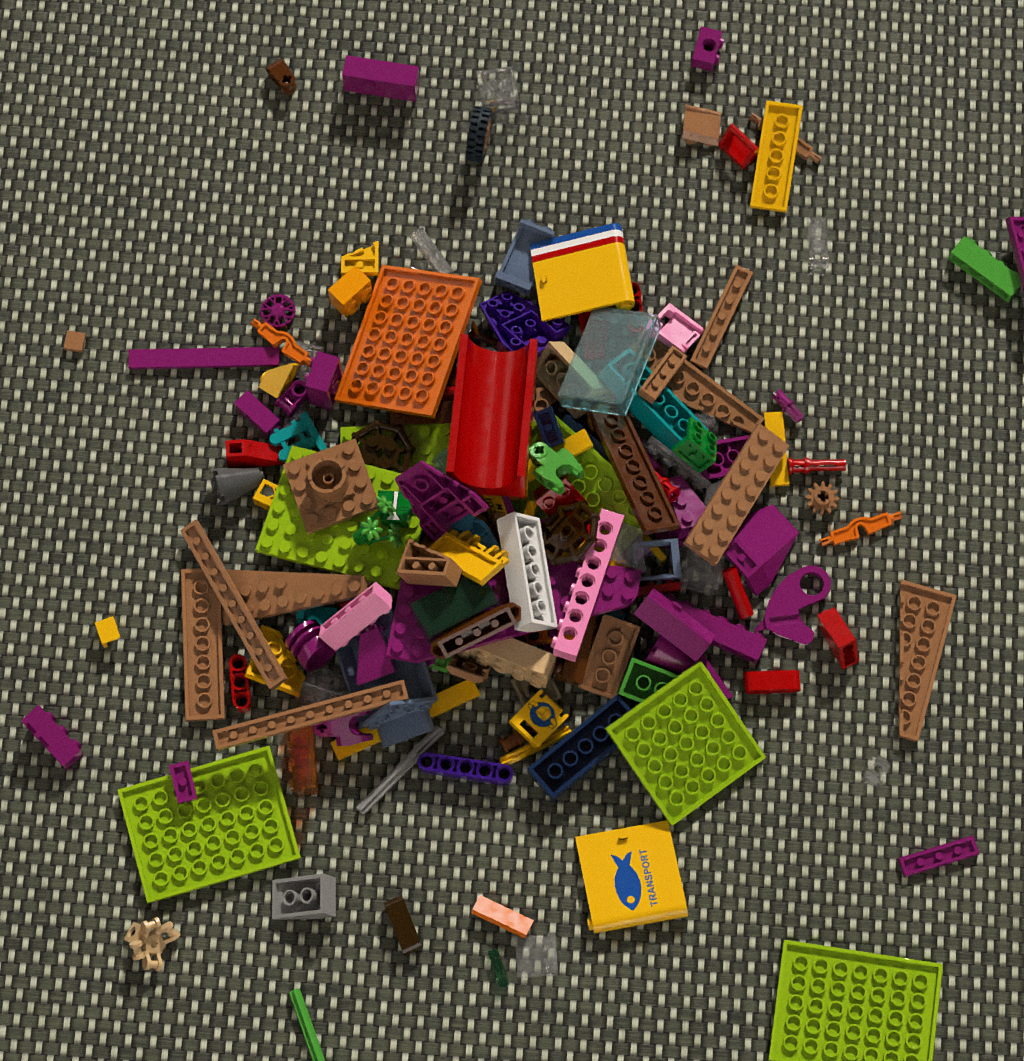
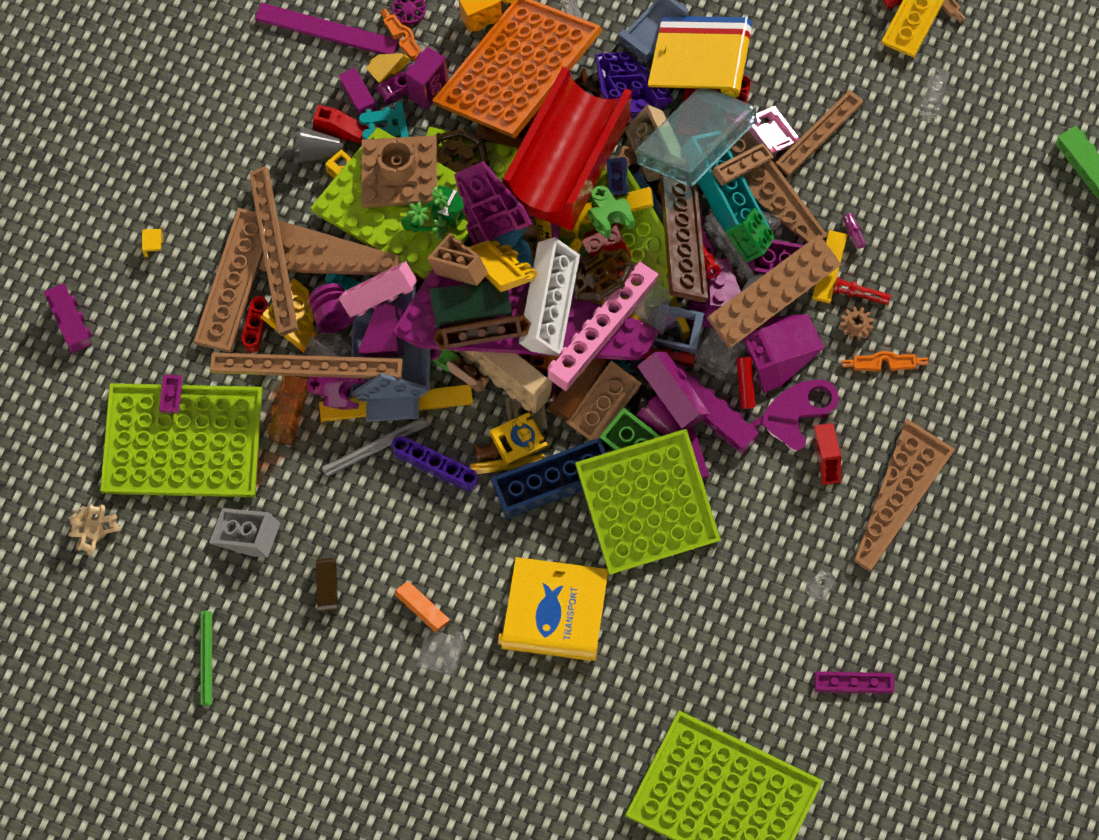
camera: 20 degrees right, 5 degrees down
(498, 968) = (401, 652): clear green axle -> none
(772, 682) = (750, 474): red beam -> none

